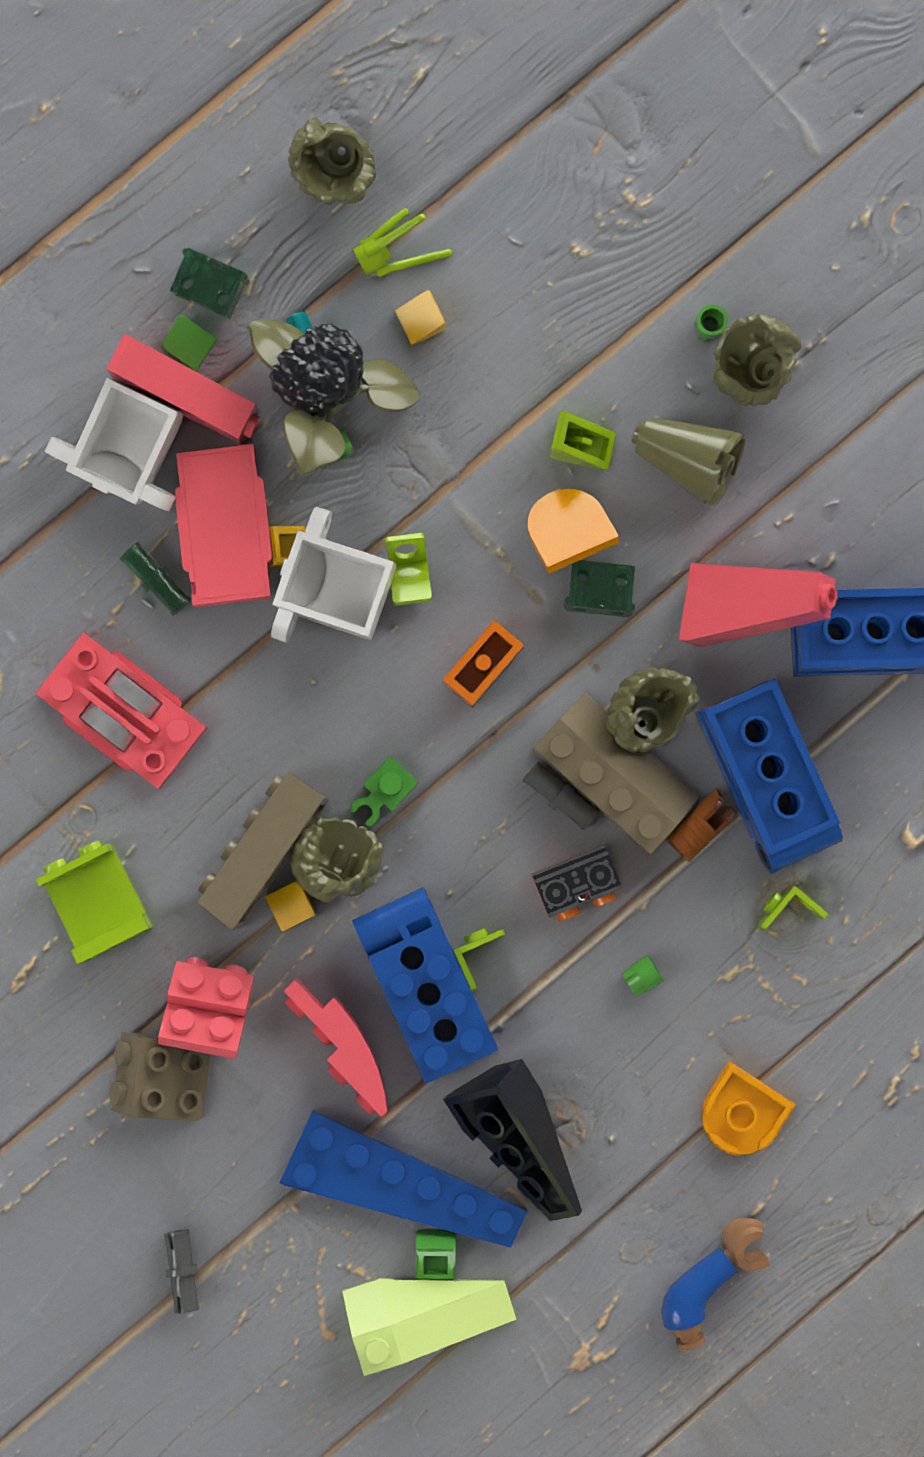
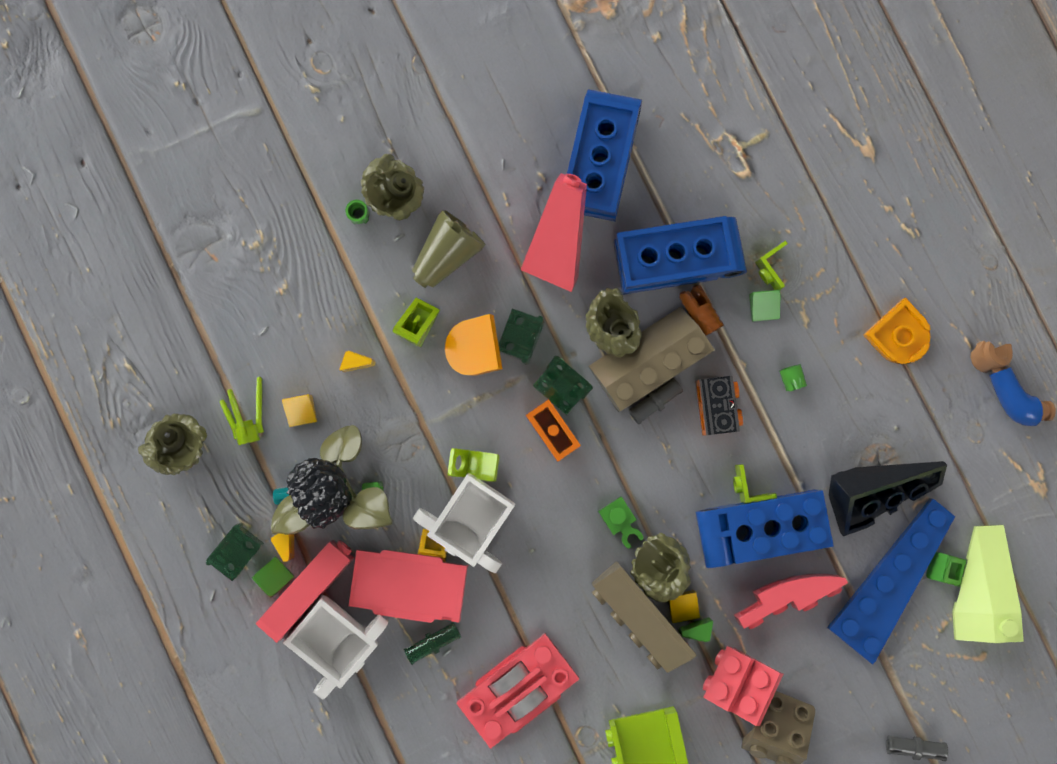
camera: 75 degrees left, 0 degrees up
(235, 347) = (284, 545): none -> yellow slope
(263, 932) = (698, 630): none -> bright green slope
(506, 374) = (354, 361): none -> yellow slope
(548, 662) = (562, 385): none -> clear green piece
(732, 913) = (765, 305): none -> bright green slope

